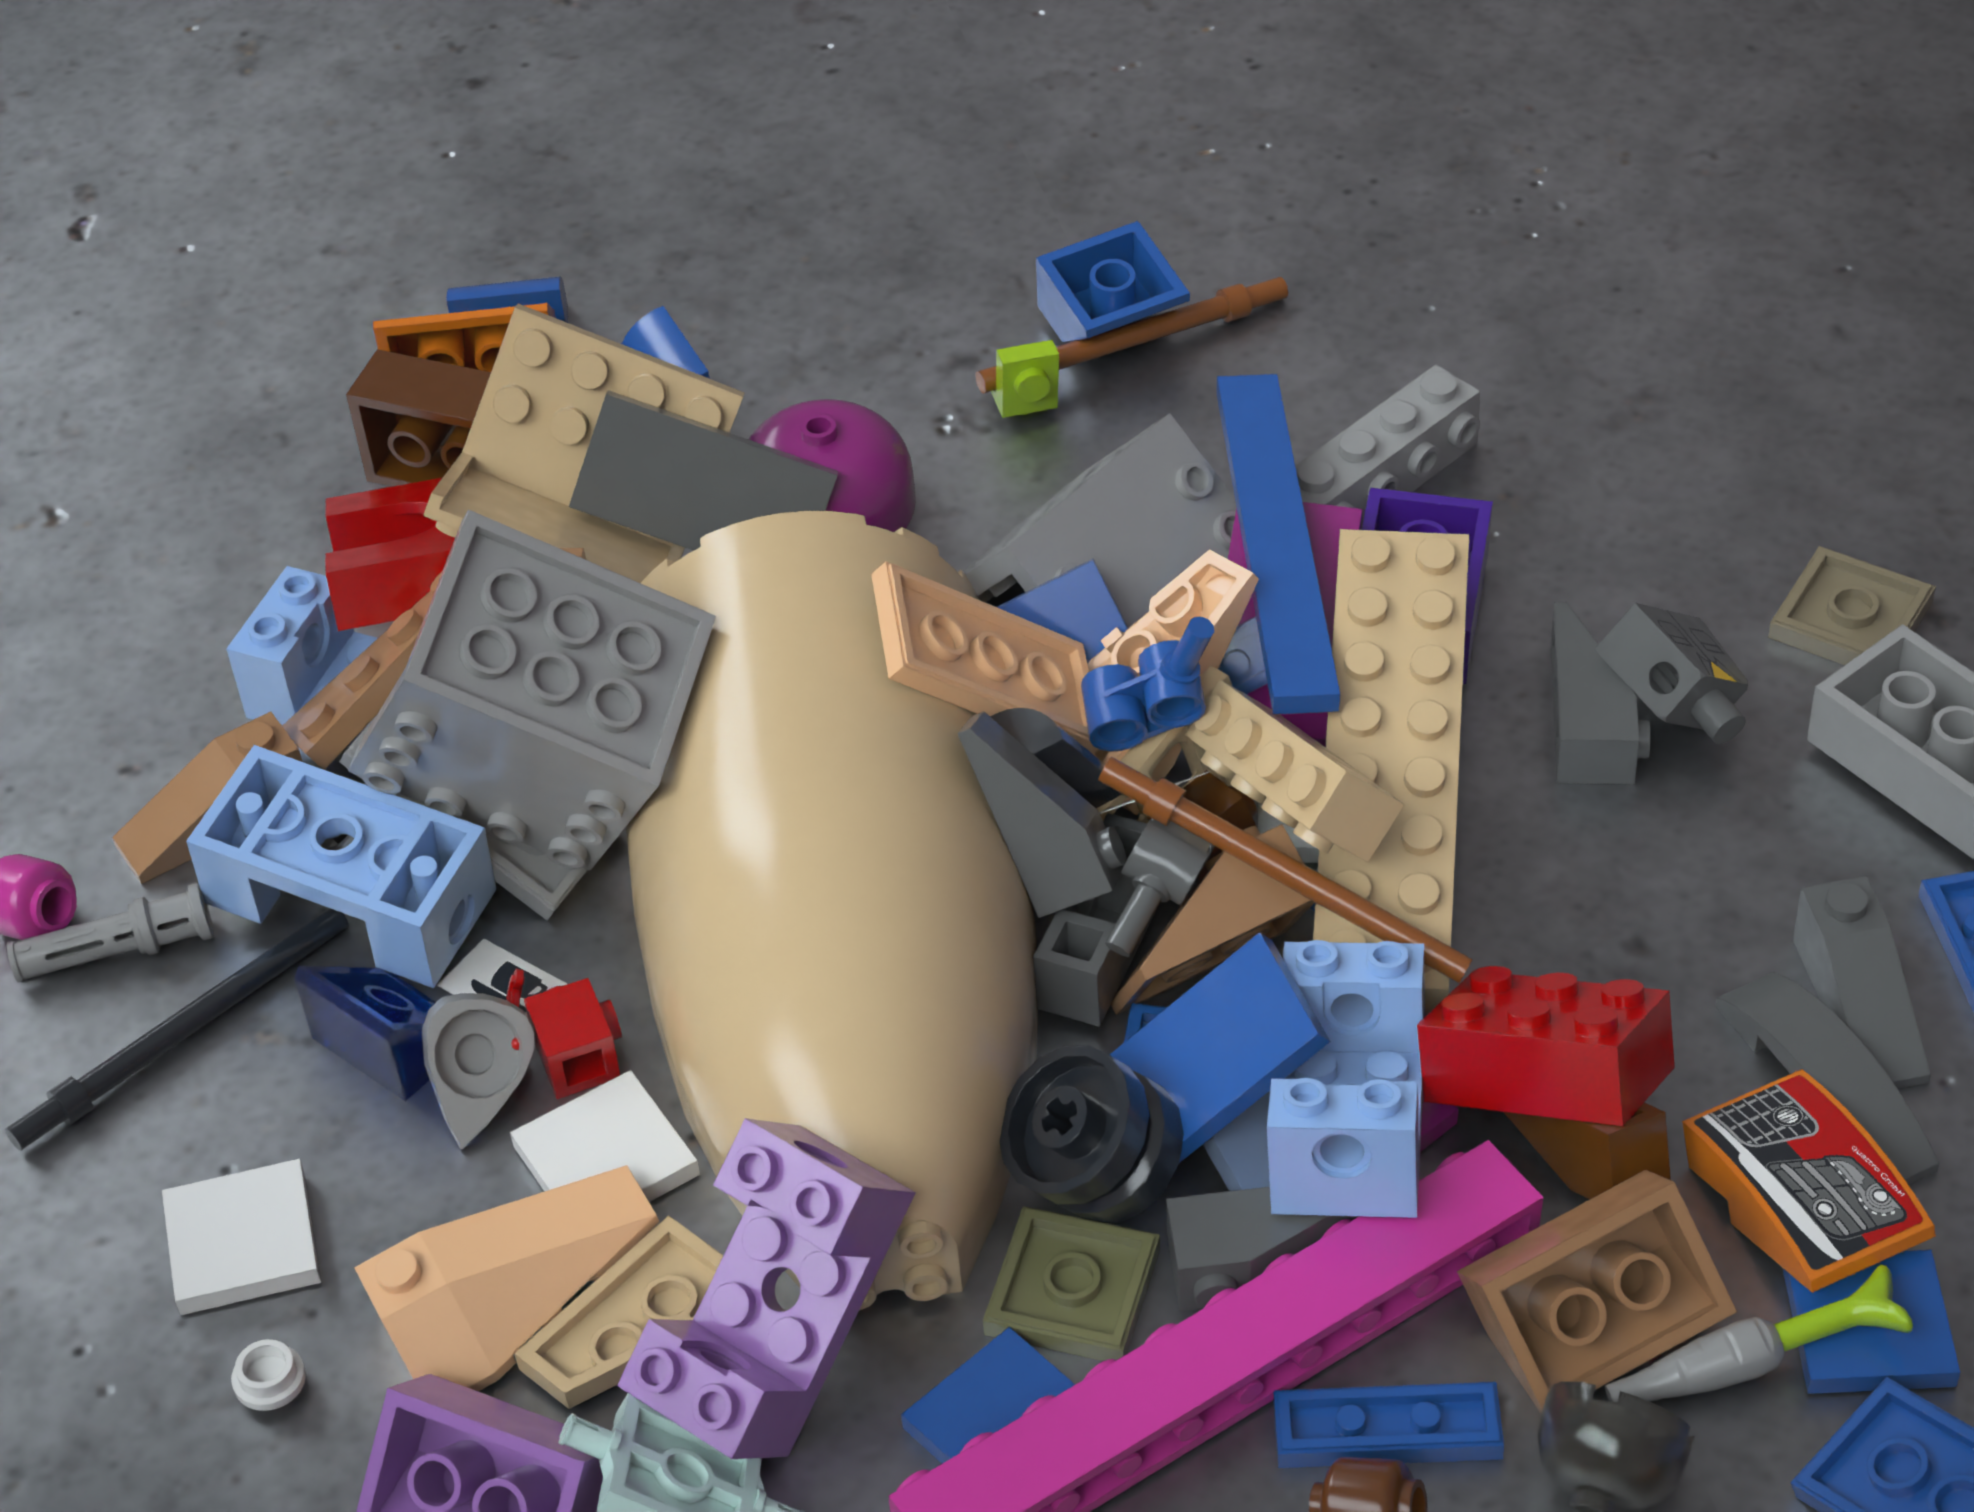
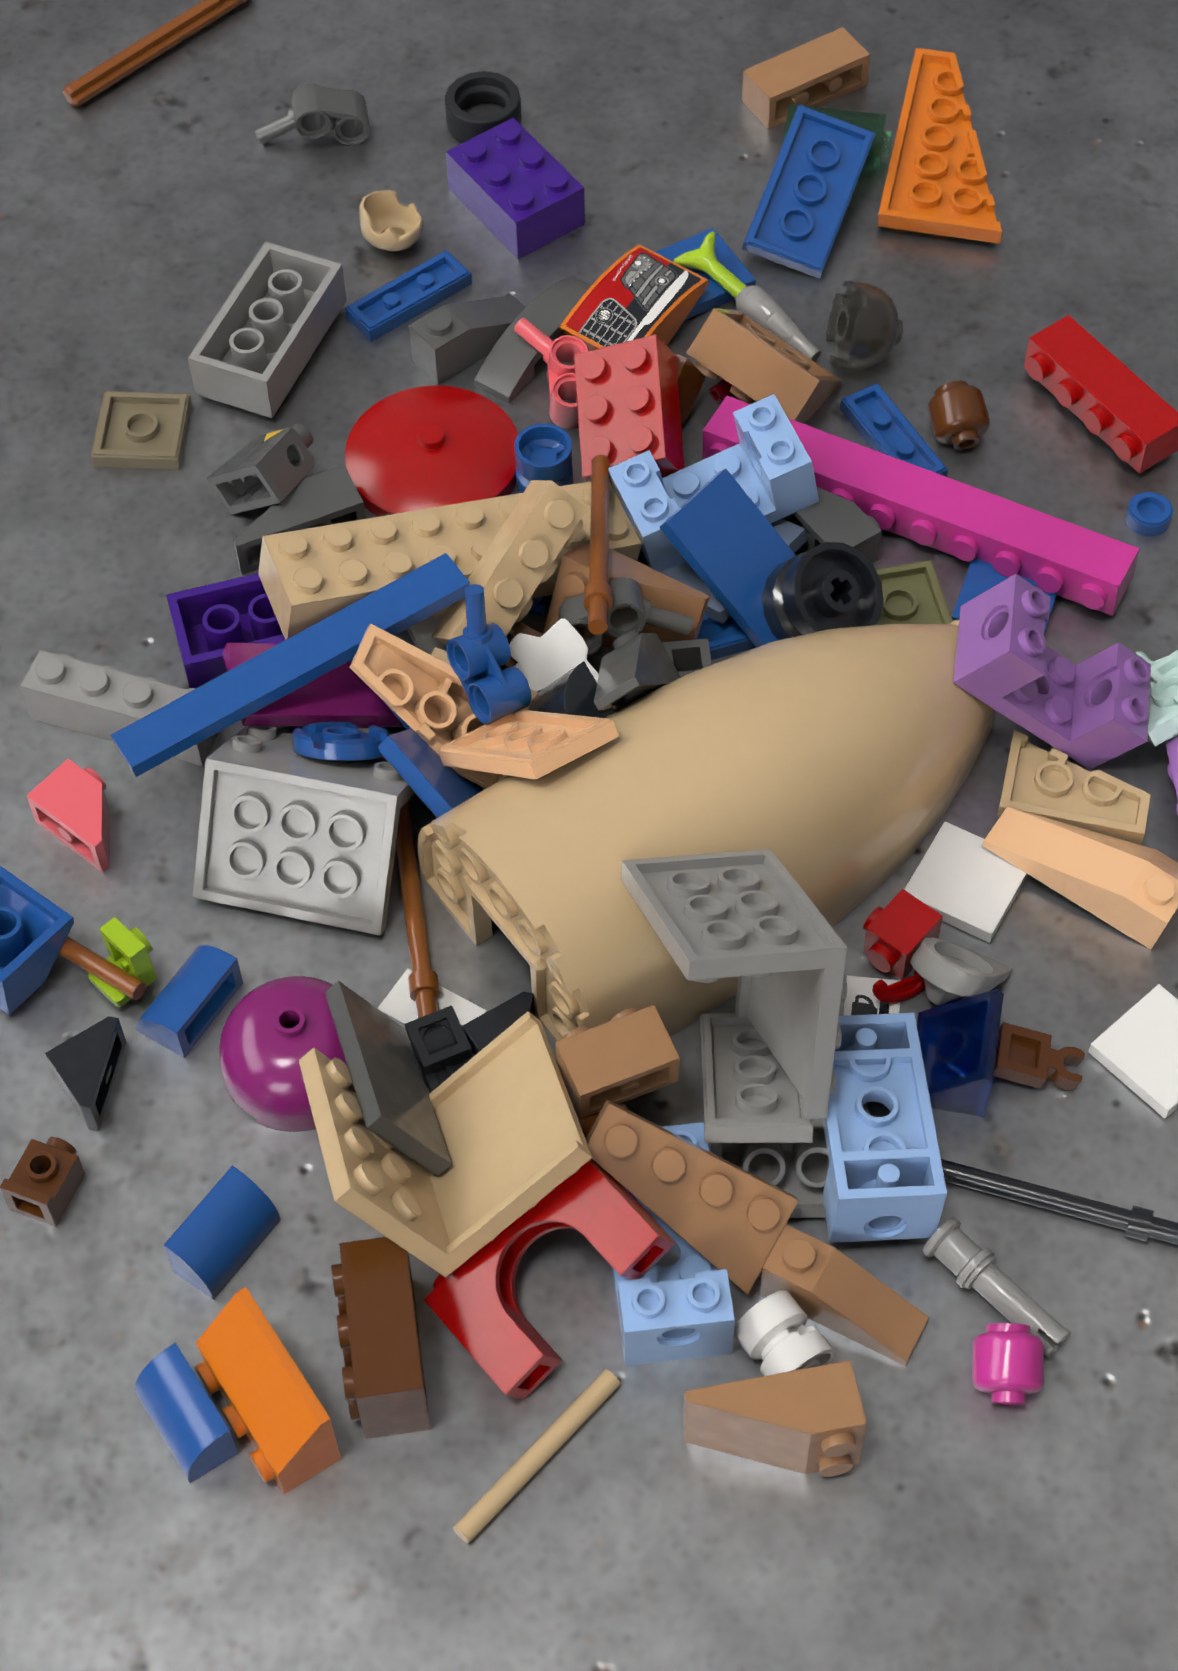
camera: 120 degrees left, 10 degrees up
(118, 676) = (787, 1419): none -> medium nougat slope
(172, 719) = (778, 1336): none -> white wheel
(264, 513) = (536, 1456): none -> tan bar
(328, 1088) = (1028, 1059): none -> reddish brown plate
(820, 277) = (45, 1194): none -> reddish brown brick
(912, 331) = (88, 1067): none -> black slope
(951, 429) = (191, 999): none -> blue brick
(1144, 557) = (338, 741): none -> blue tile
(1198, 398) = (75, 811): none -> coral slope
(1538, 937) = (543, 454): none -> blue wheel
(1645, 880) = (431, 450): none -> red dish
(1719, 1046) = (560, 376): none -> coral beam

